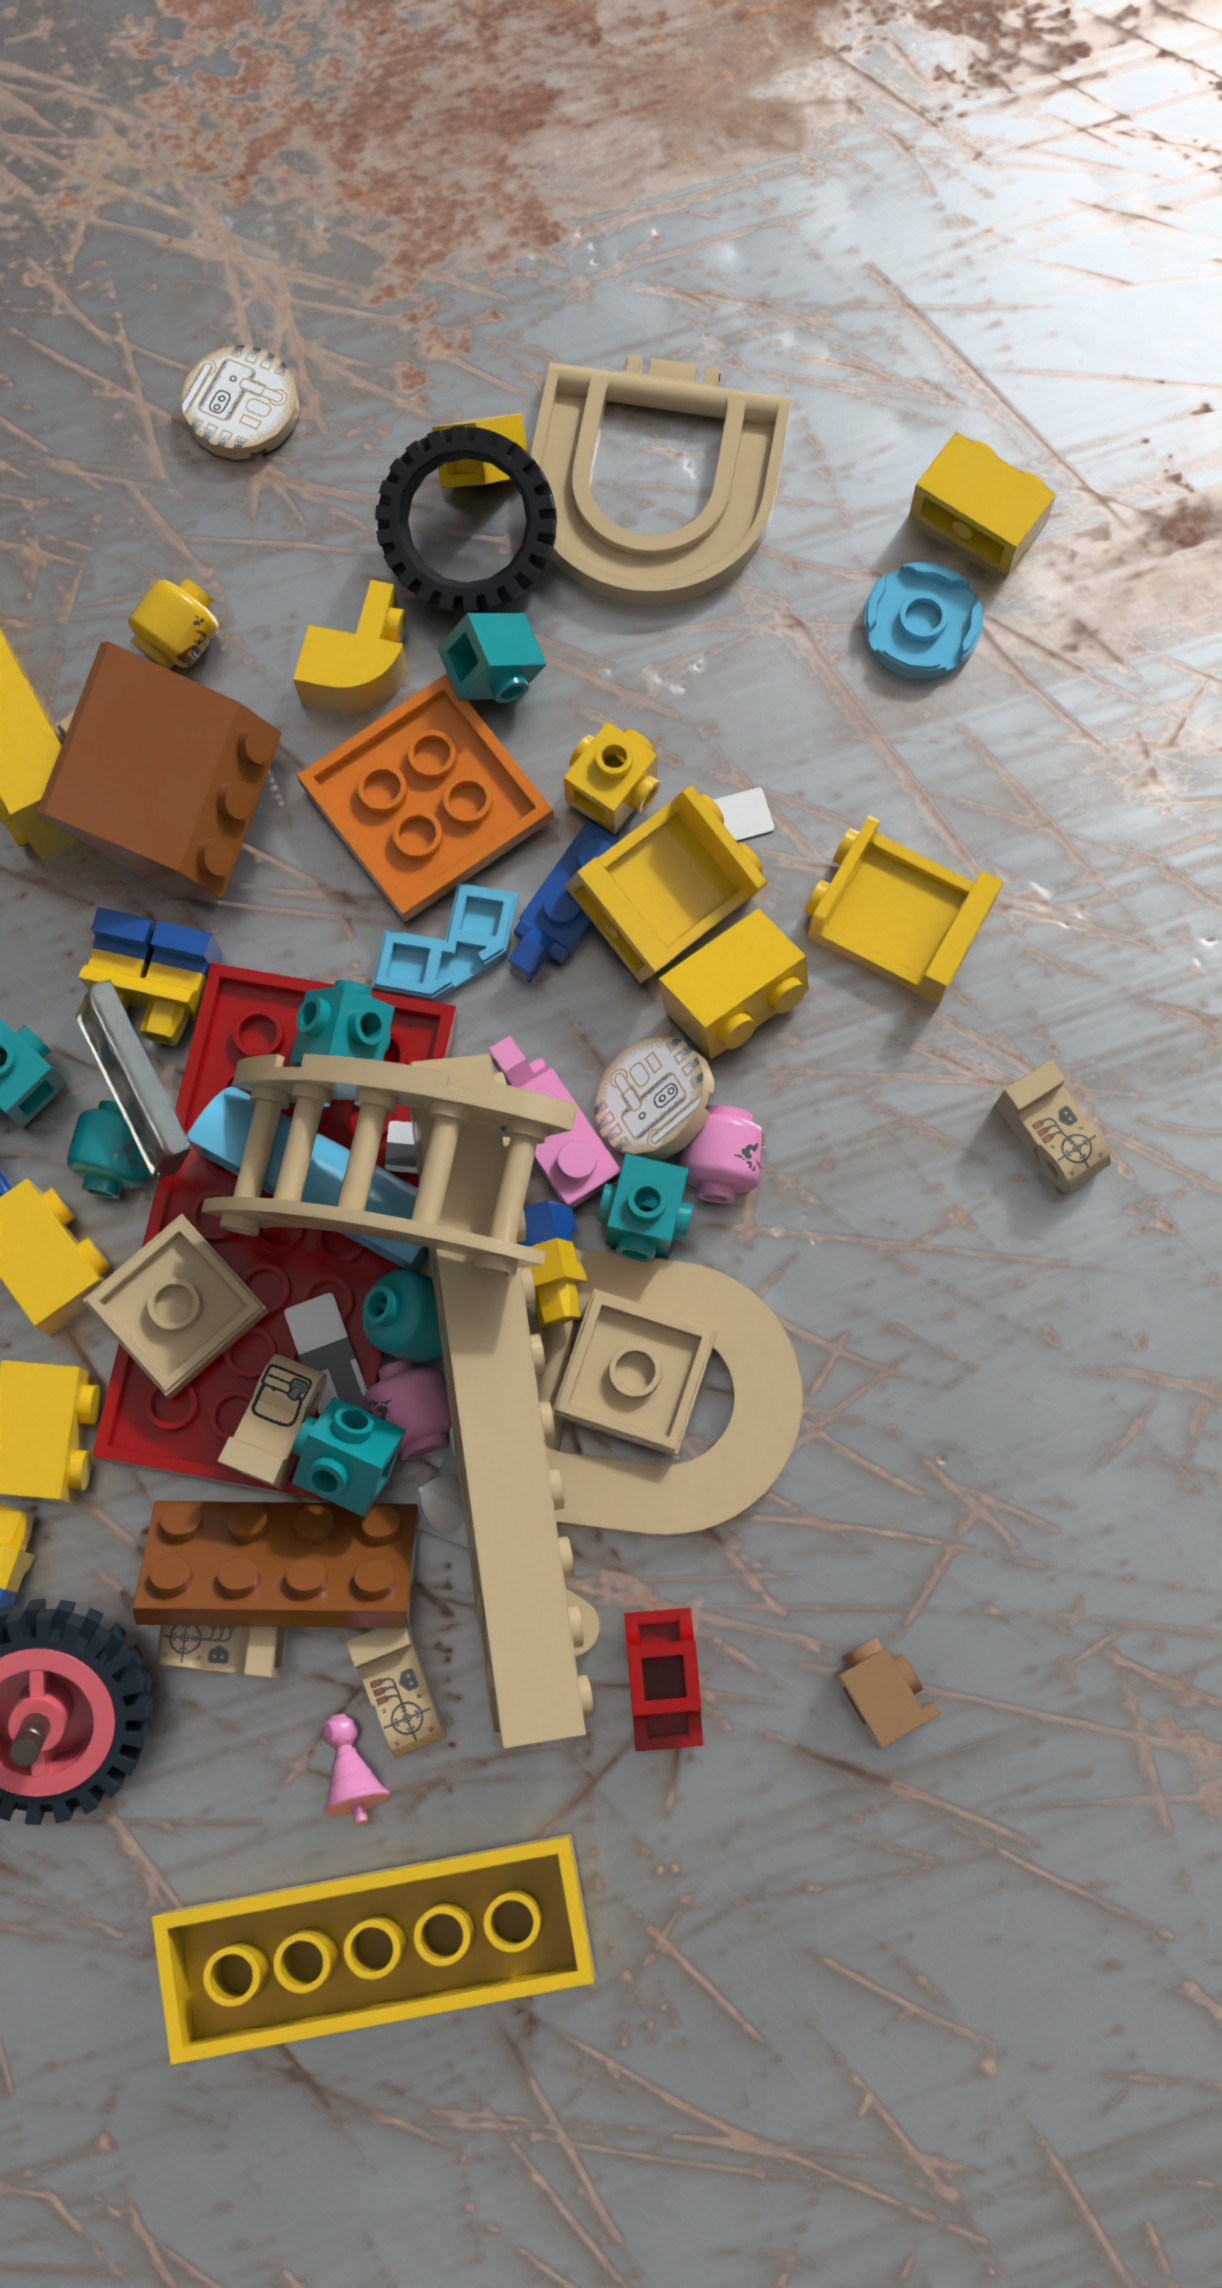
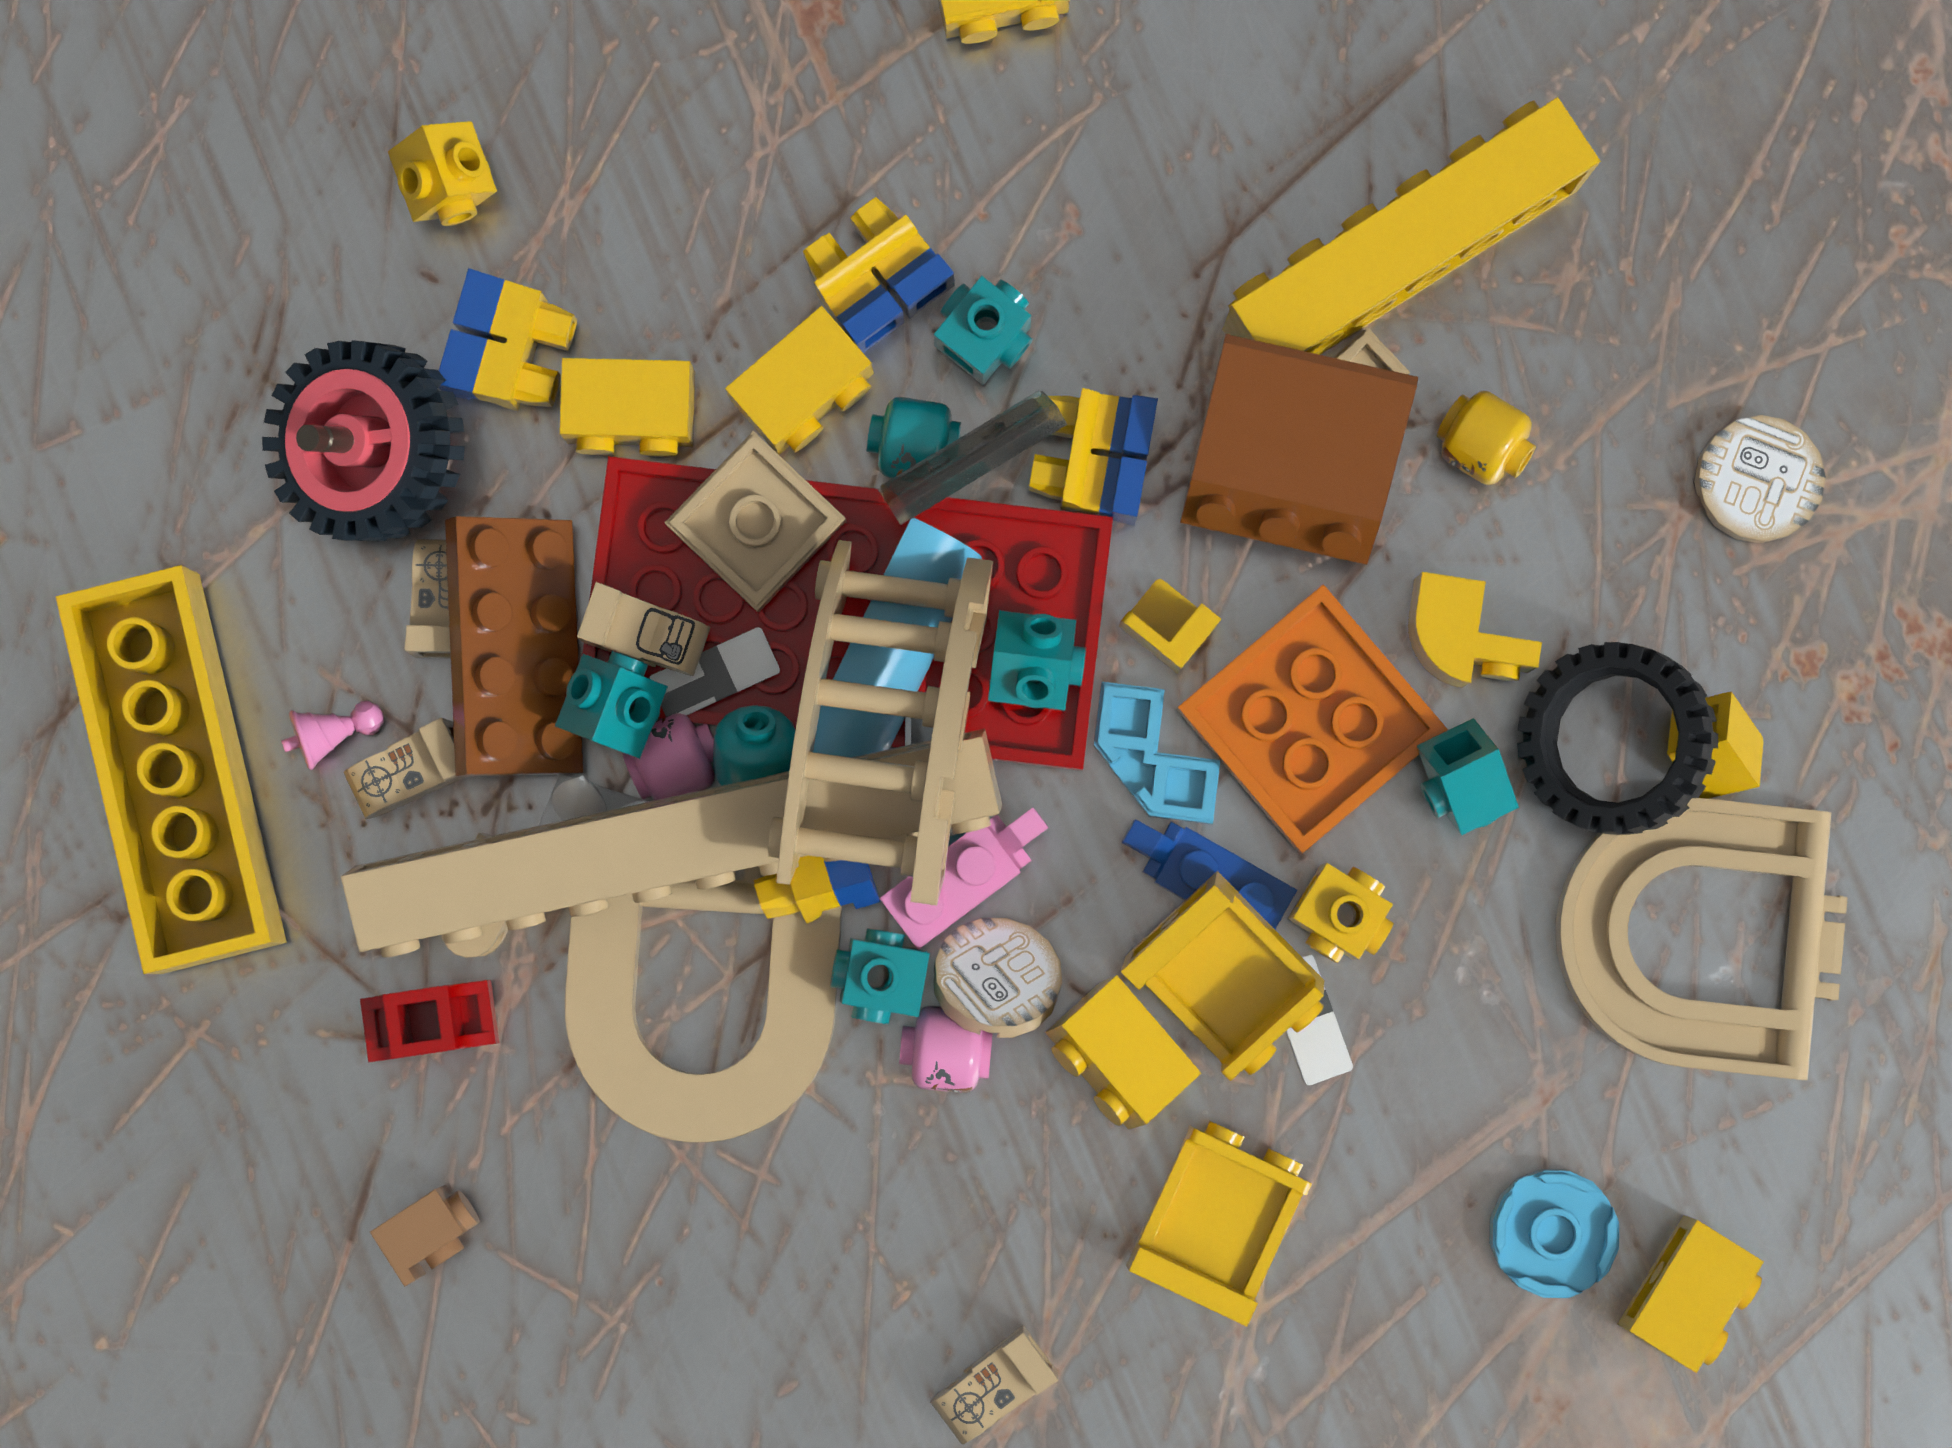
camera: 85 degrees right, 10 degrees up
(325, 920) = (1169, 624): none -> yellow panel
(635, 1372) = (717, 976): tan tile -> none

